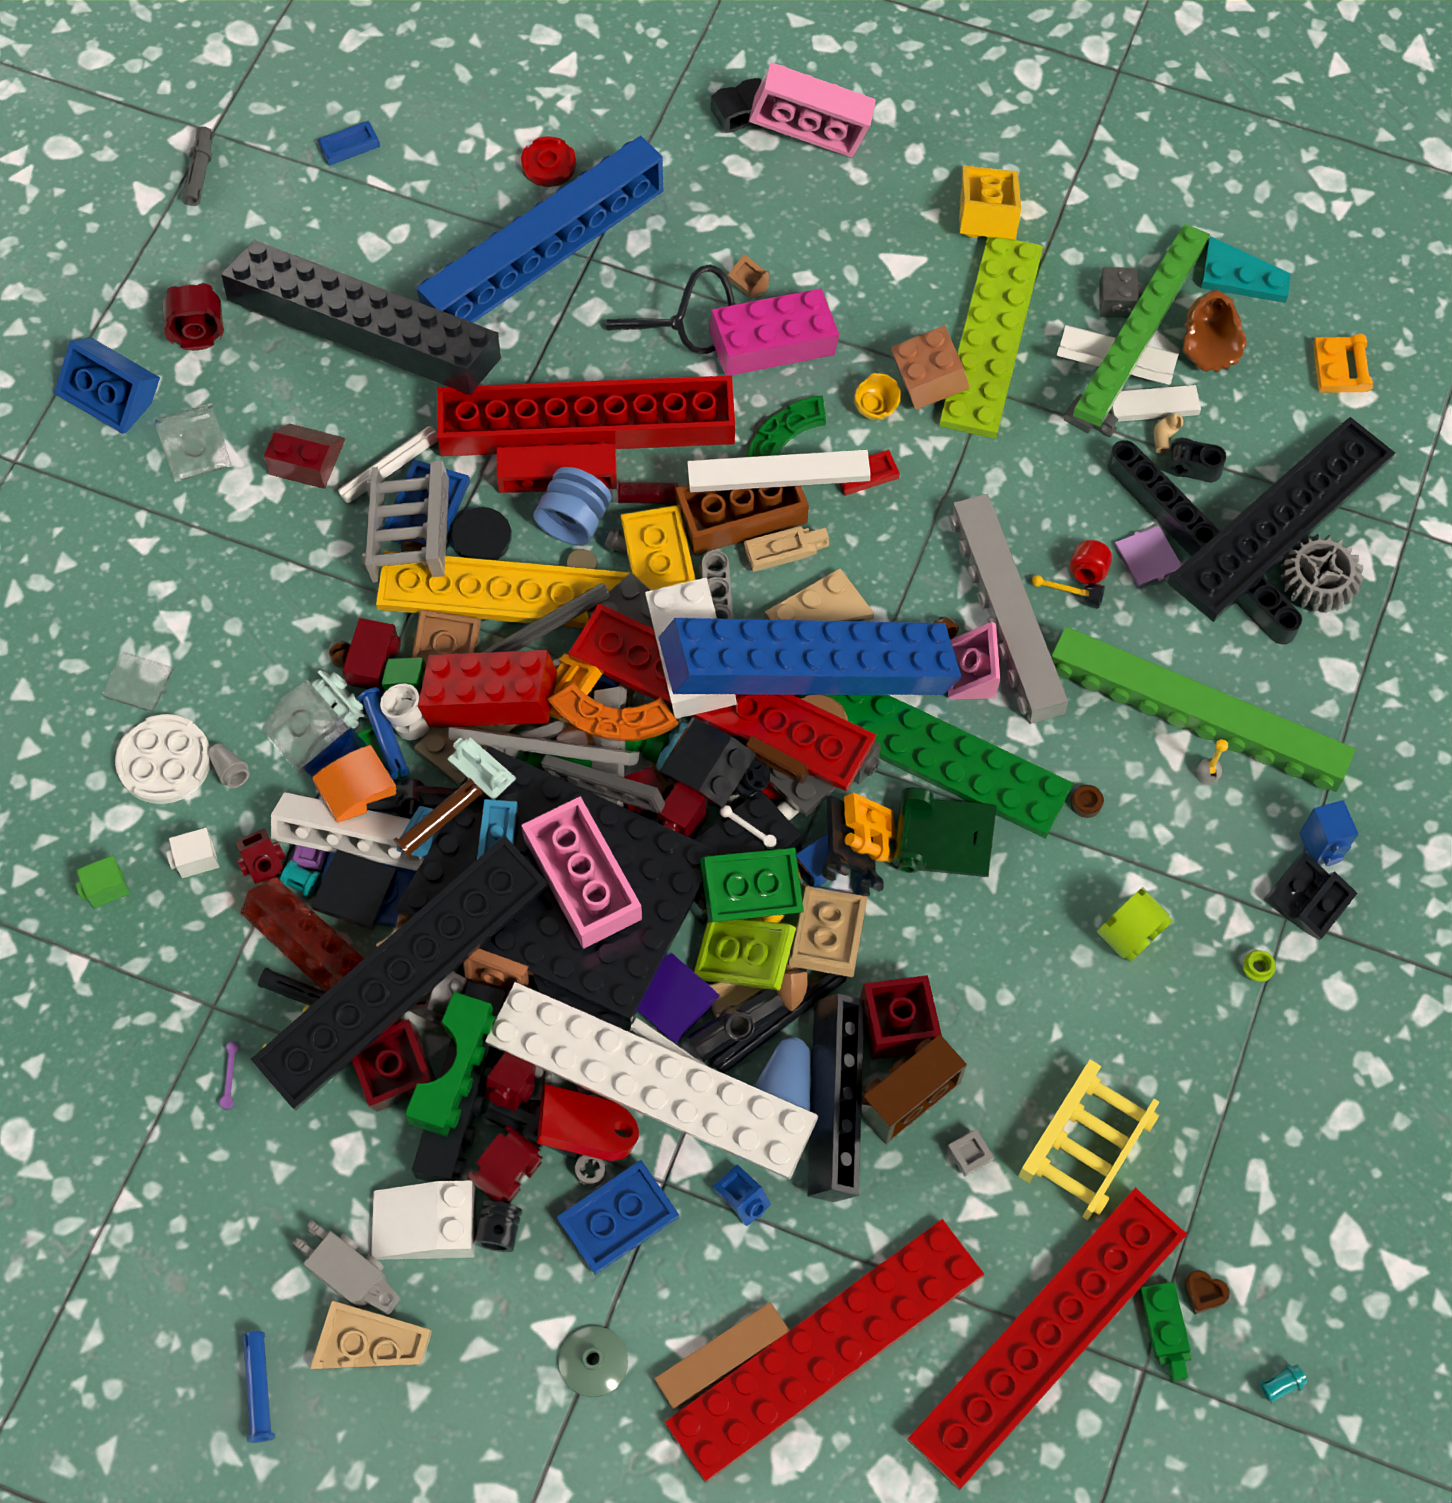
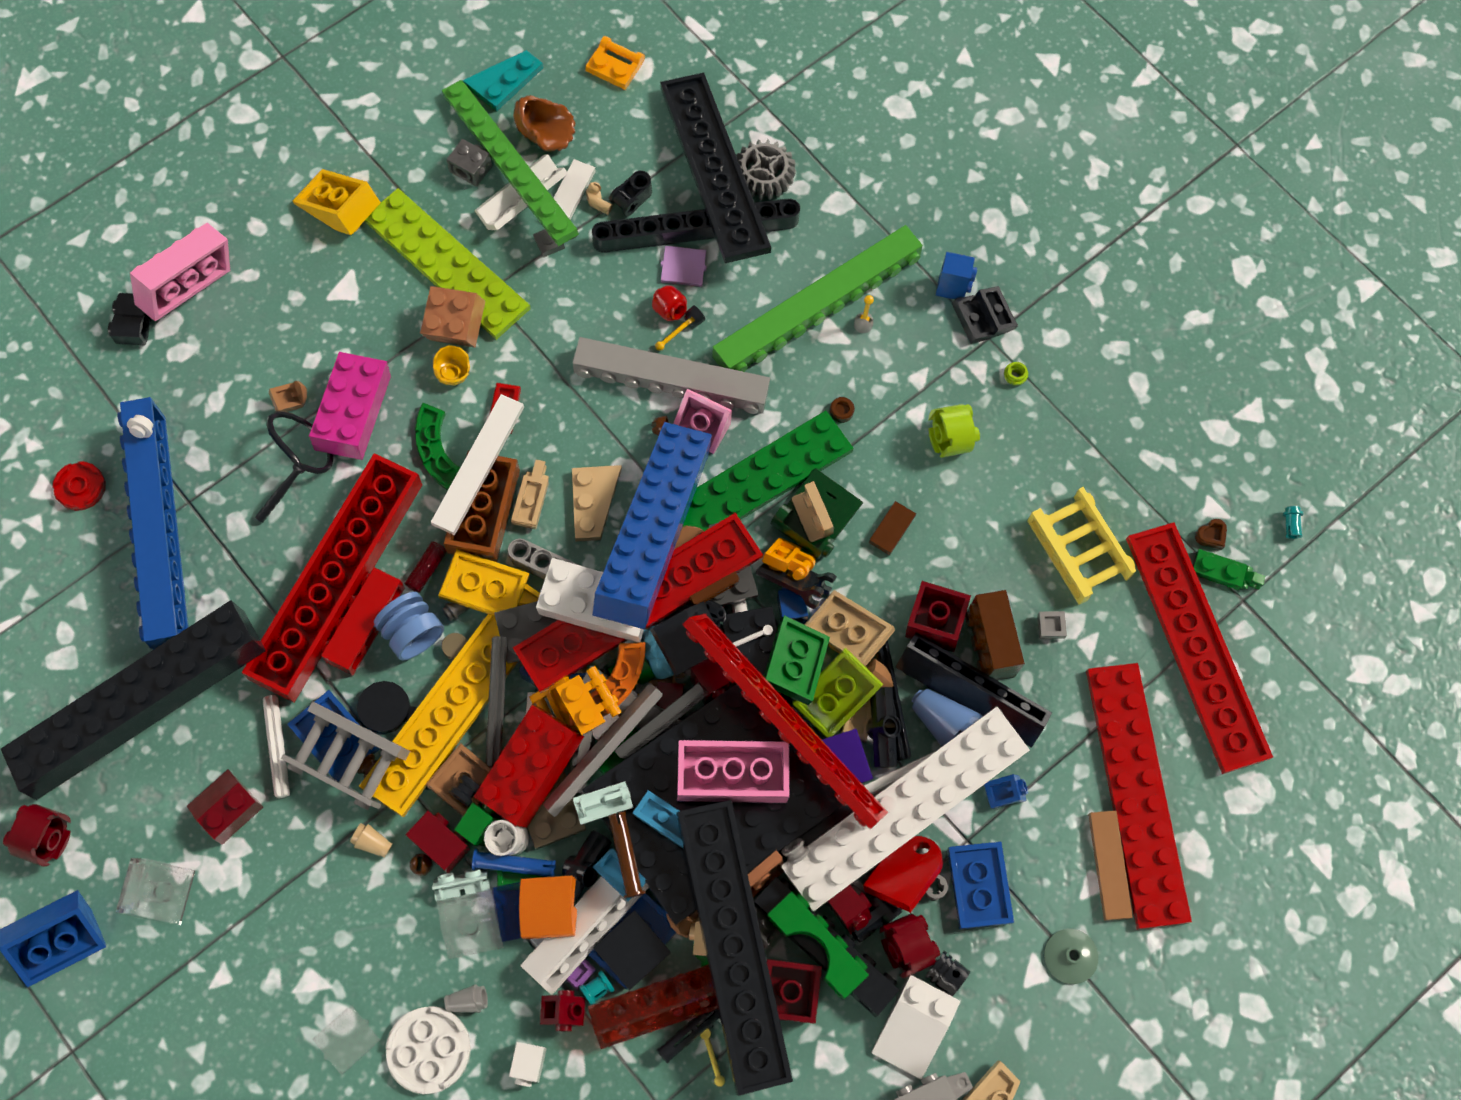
camera: 65 degrees left, 5 degrees up
(339, 595) = (370, 840): none -> tan cone
(431, 644) = (464, 790): none -> black wheel
(537, 987) = (795, 851): none -> light grey bush
(574, 693) = (581, 705): none -> light orange plate
(623, 162) = (140, 426): none -> white plate
(664, 894) = (790, 725): none -> red plate
(939, 826) = (813, 513): none -> tan bracket
(979, 923) = (892, 528): none -> reddish brown tile

